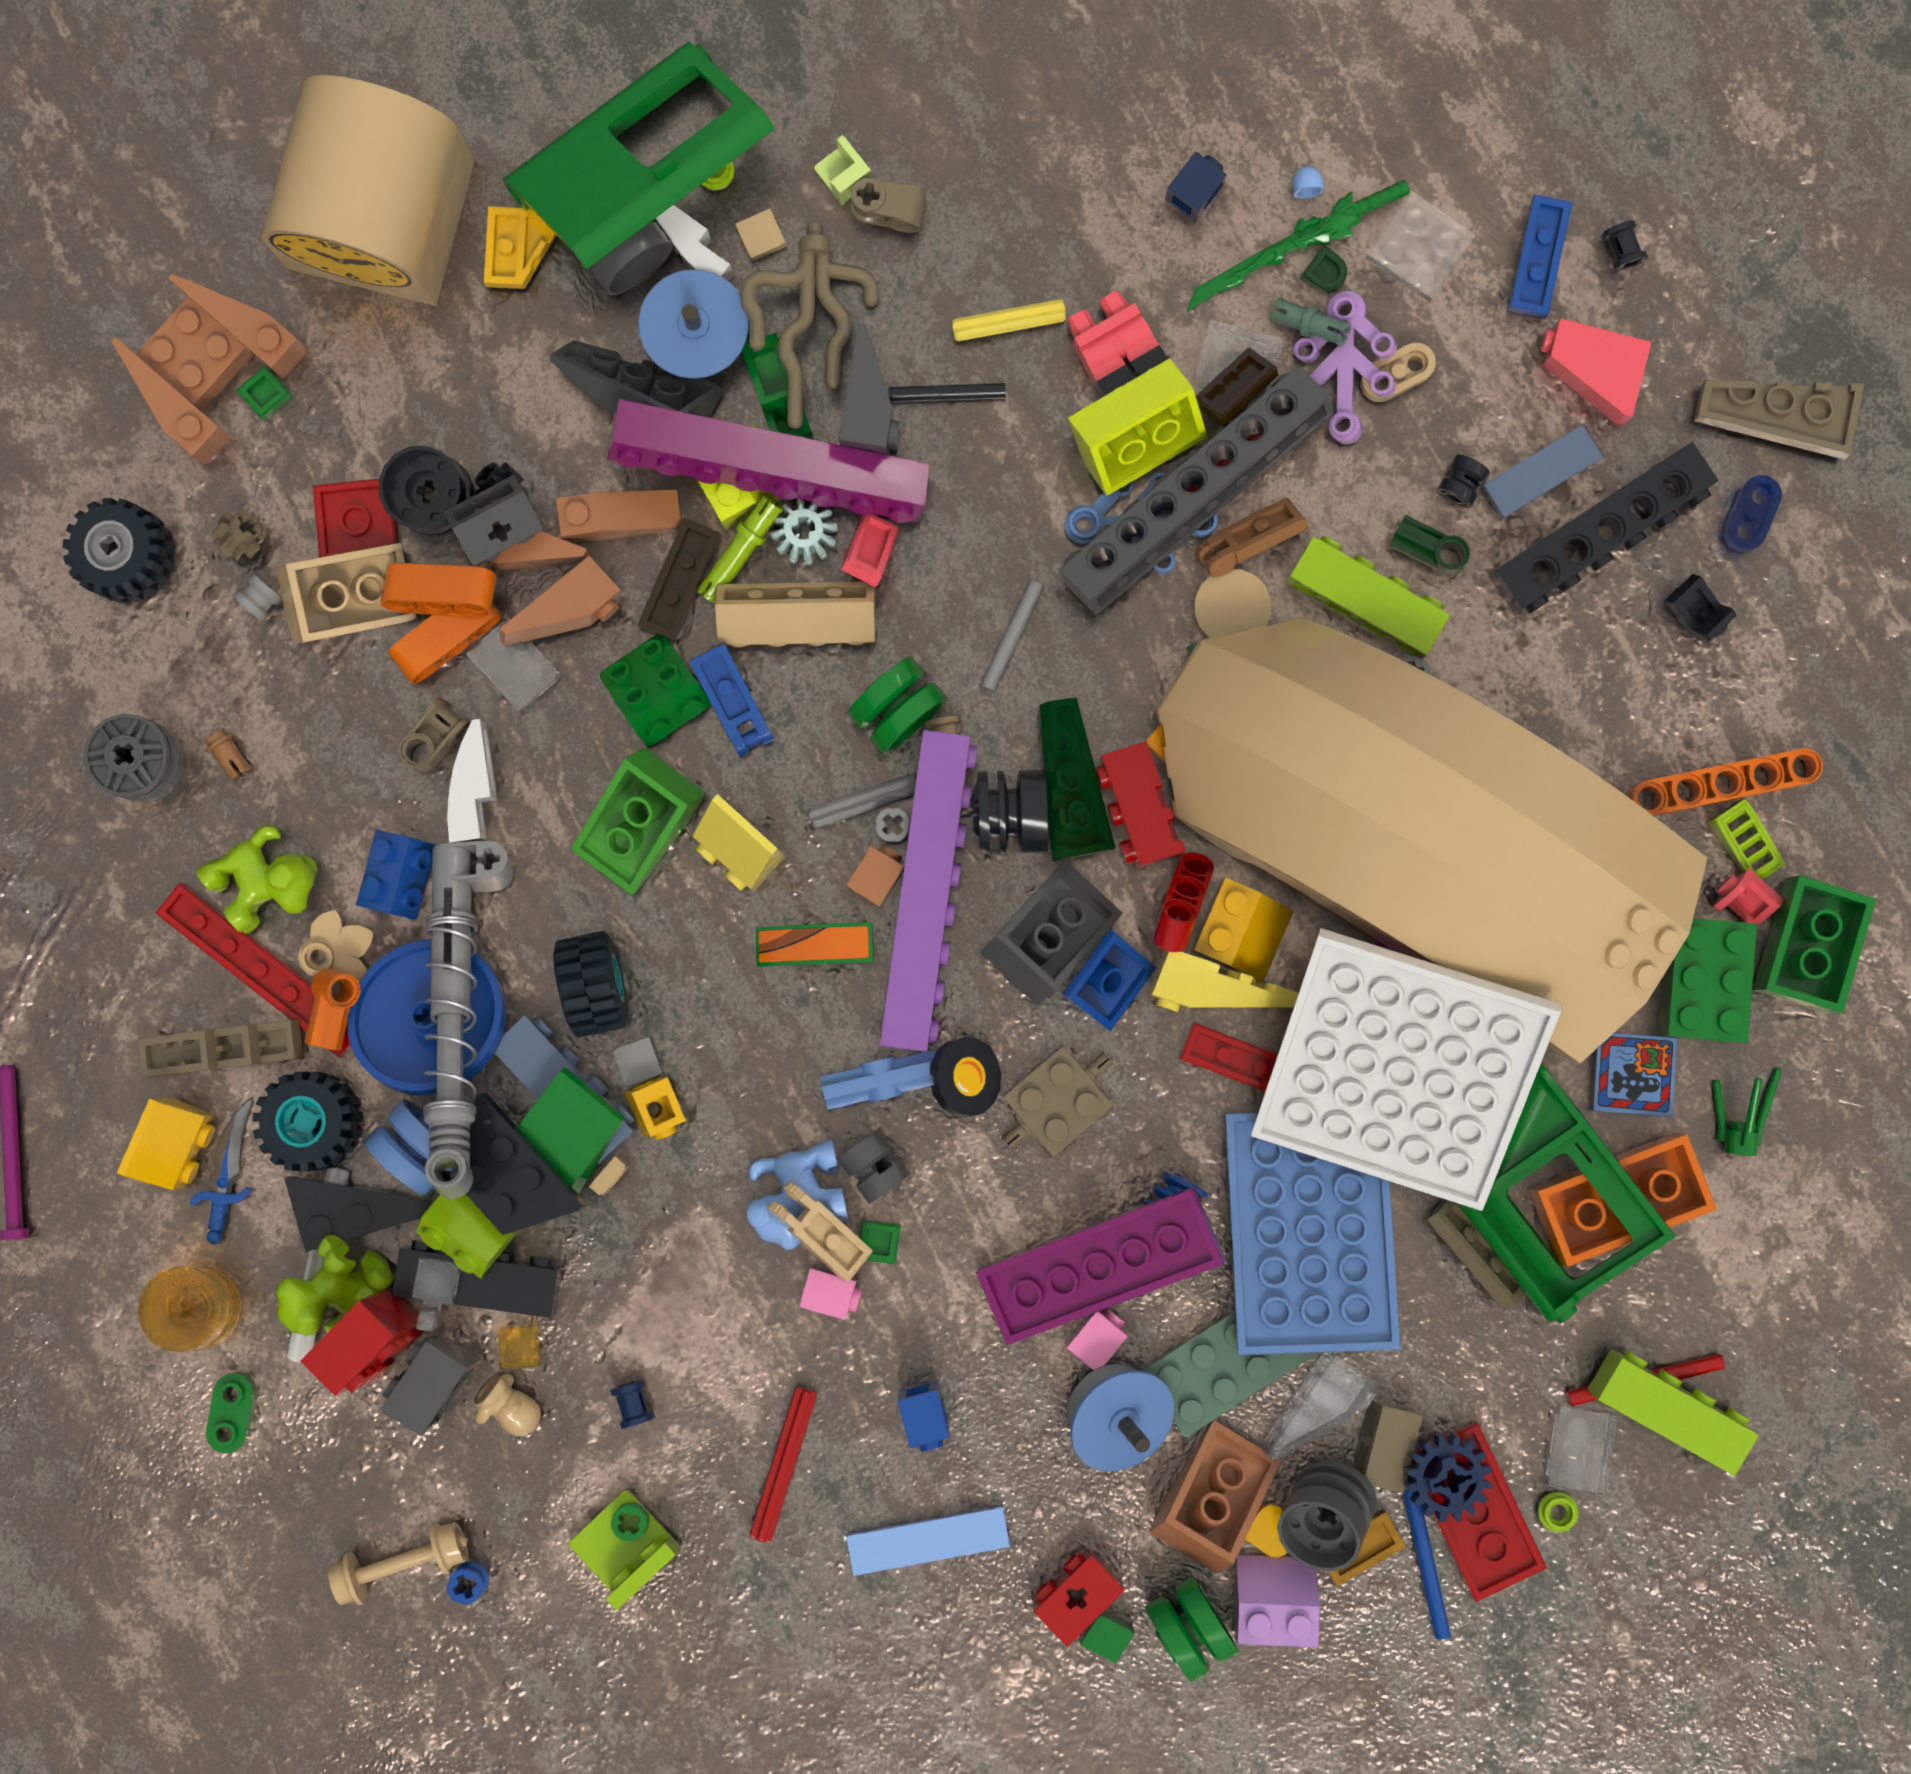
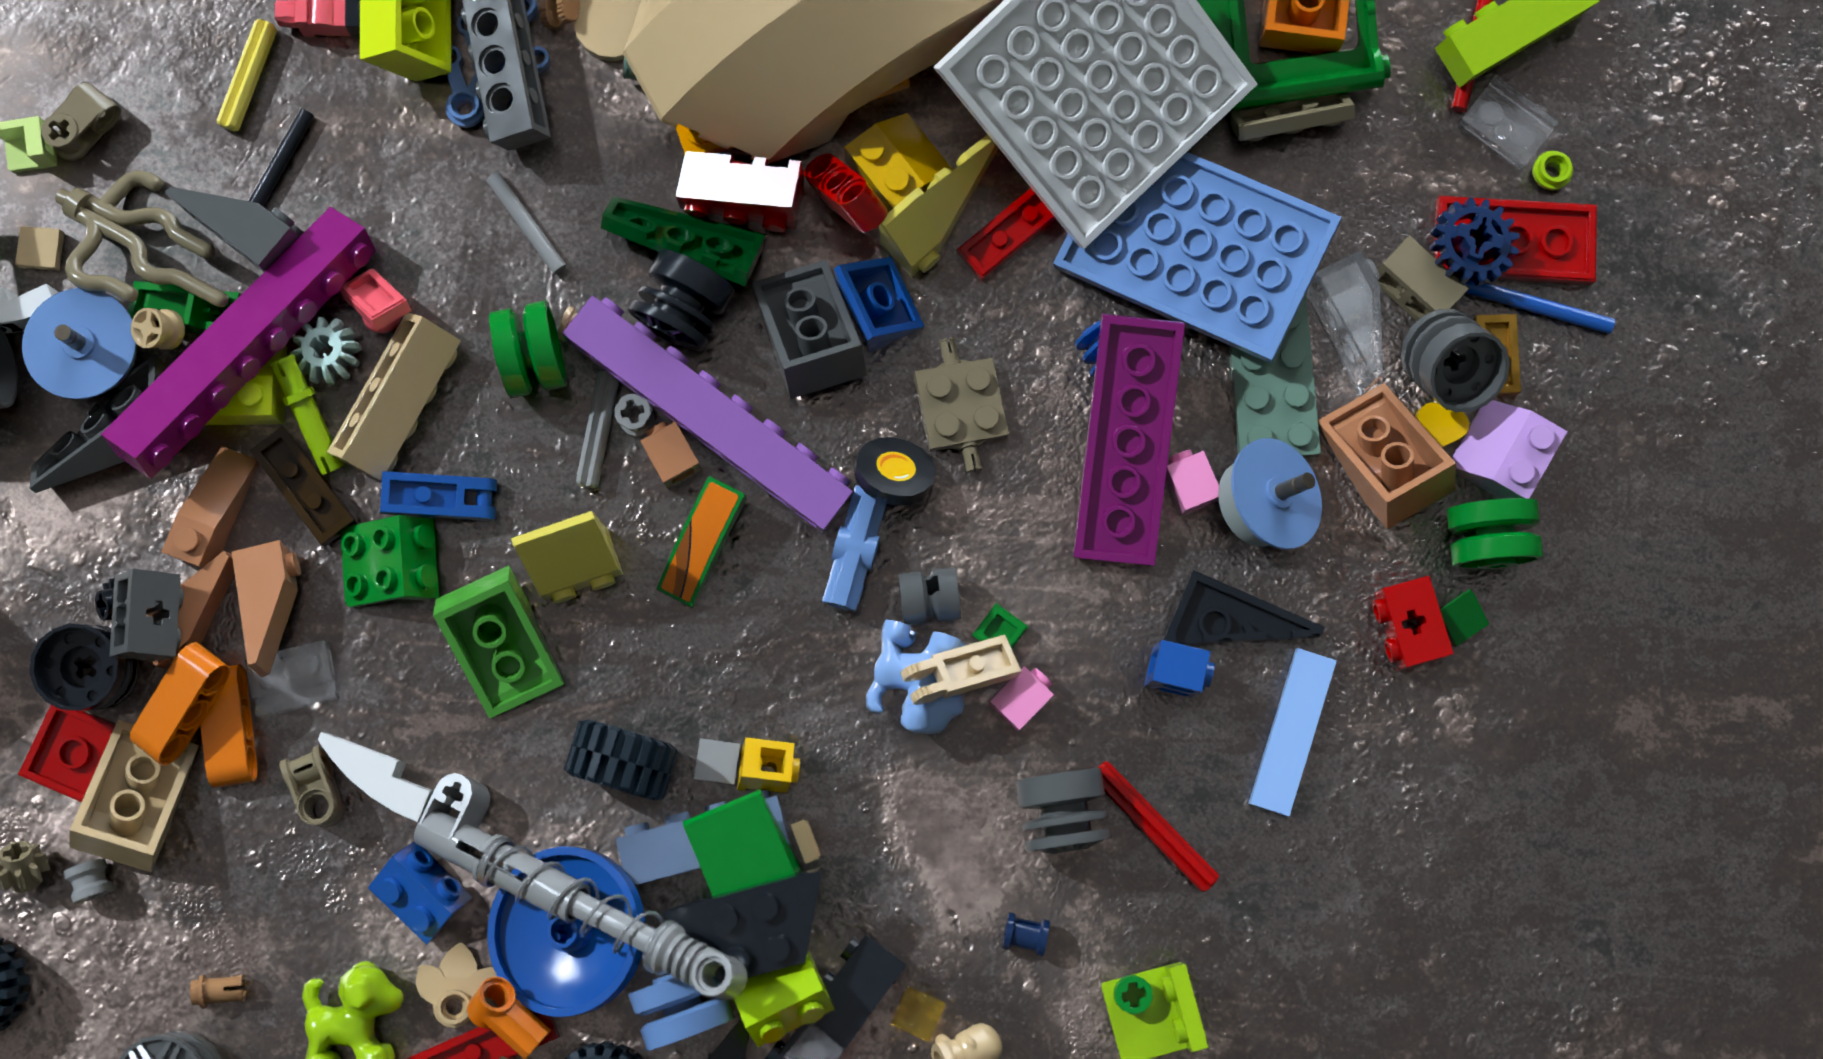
camera: 65 degrees left, 5 degrees down
(733, 378) = (157, 328): none -> tan wheel
(750, 1381) = (1063, 810): none -> dark grey wheel
(996, 1423) = (1222, 614): none -> black wing

